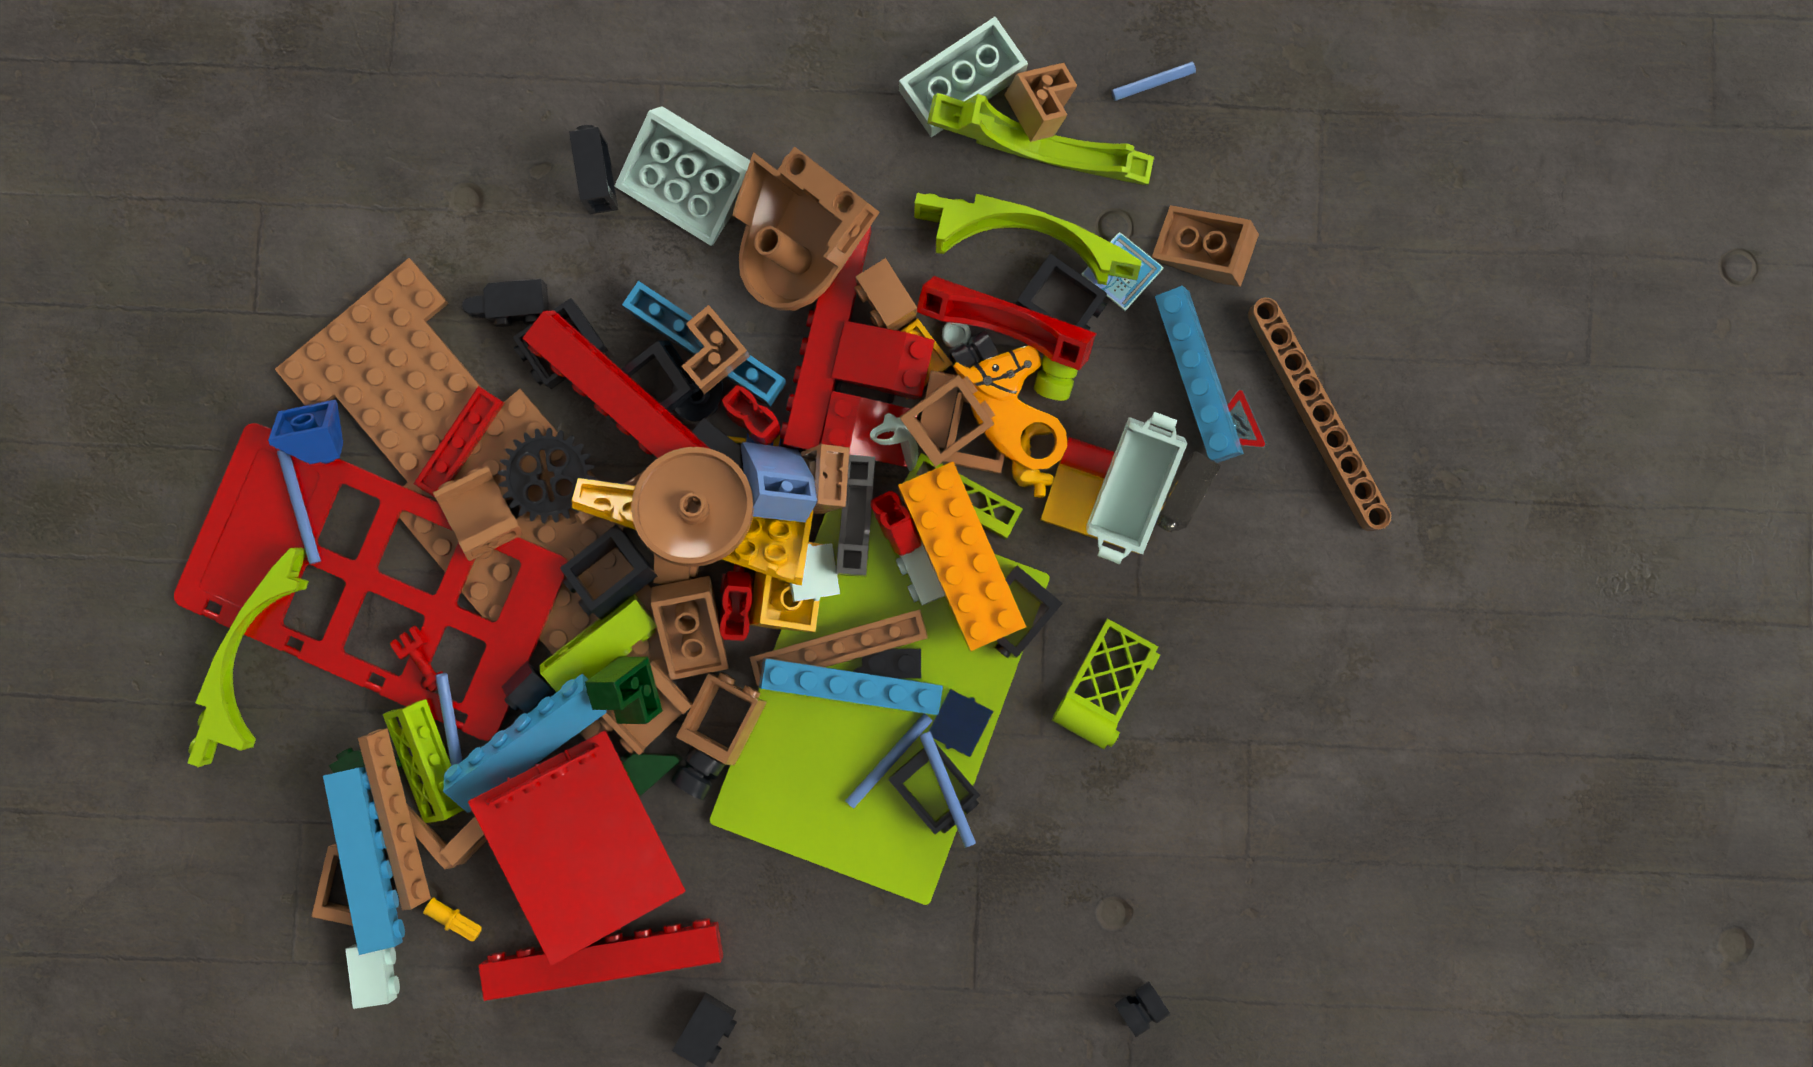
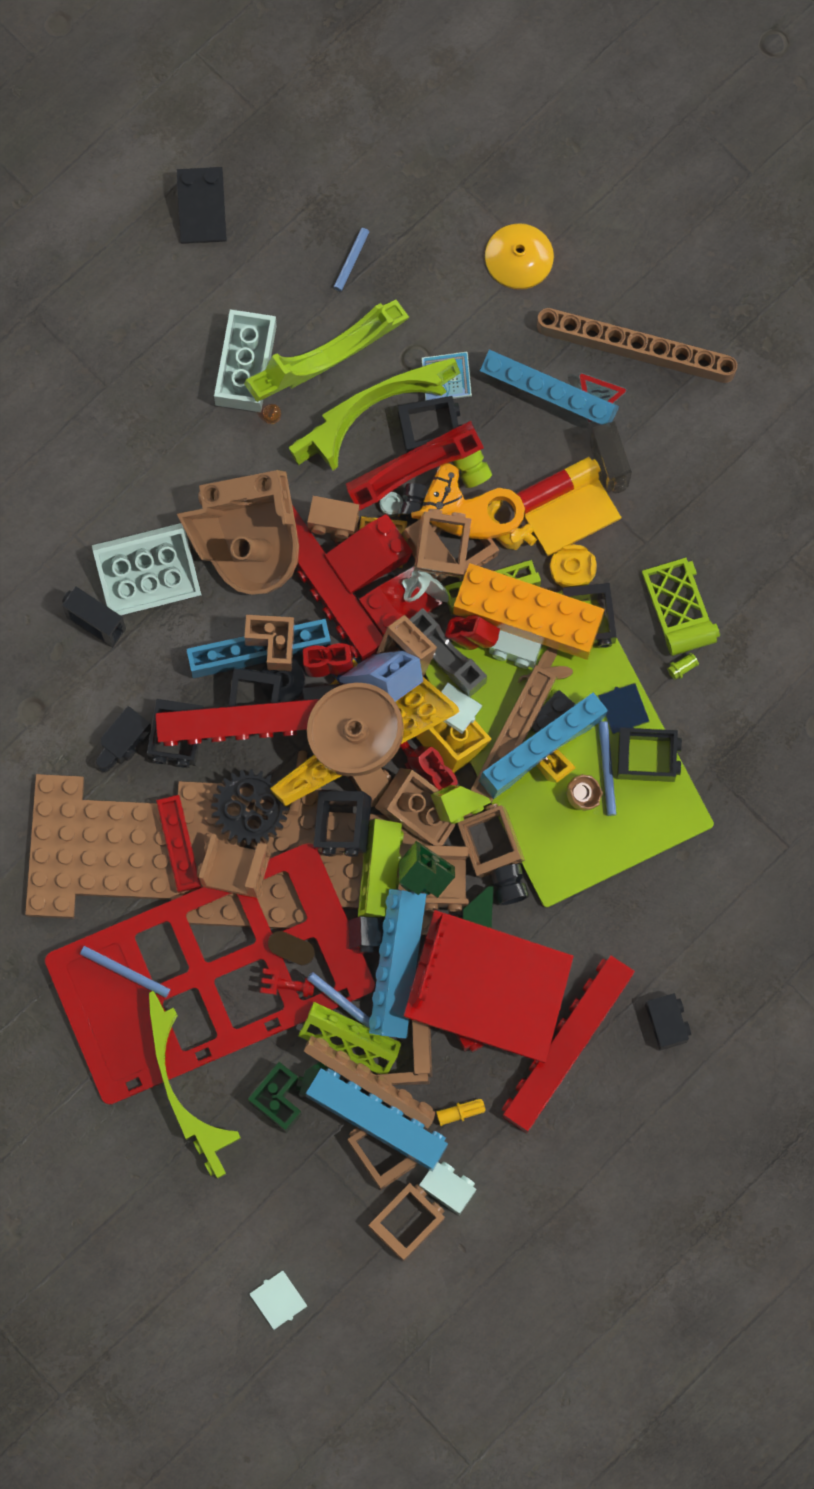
camera: 45 degrees left, 10 degrees down
(140, 914) = (278, 1300): none -> light aqua piece
(278, 965) = (379, 1230): none -> medium nougat window
(302, 747) = (271, 1100): none -> dark green brick
(309, 432) = (89, 920): blue slope -> none
(454, 633) = (291, 948): none -> dark brown tile
(724, 659) = (456, 801): none -> lime slope
(842, 718) = (555, 766): none -> yellow slope
(843, 763) = (584, 792): none -> medium nougat hair
(933, 628) = (546, 661): none -> medium nougat piece
(941, 153) = (276, 416): none -> clear orange hinge
(947, 789) = (656, 744): medium blue bar -> none
(1039, 99) = (301, 330): medium nougat brick -> none
(1051, 553) = (573, 566): none -> yellow tile
(1051, 738) = (684, 665): none -> lime pin
(1136, 486) = (580, 478): light aqua container -> none
(1206, 244) = (476, 316): medium nougat slope -> none
(1290, 241) = (514, 268): none -> yellow dish

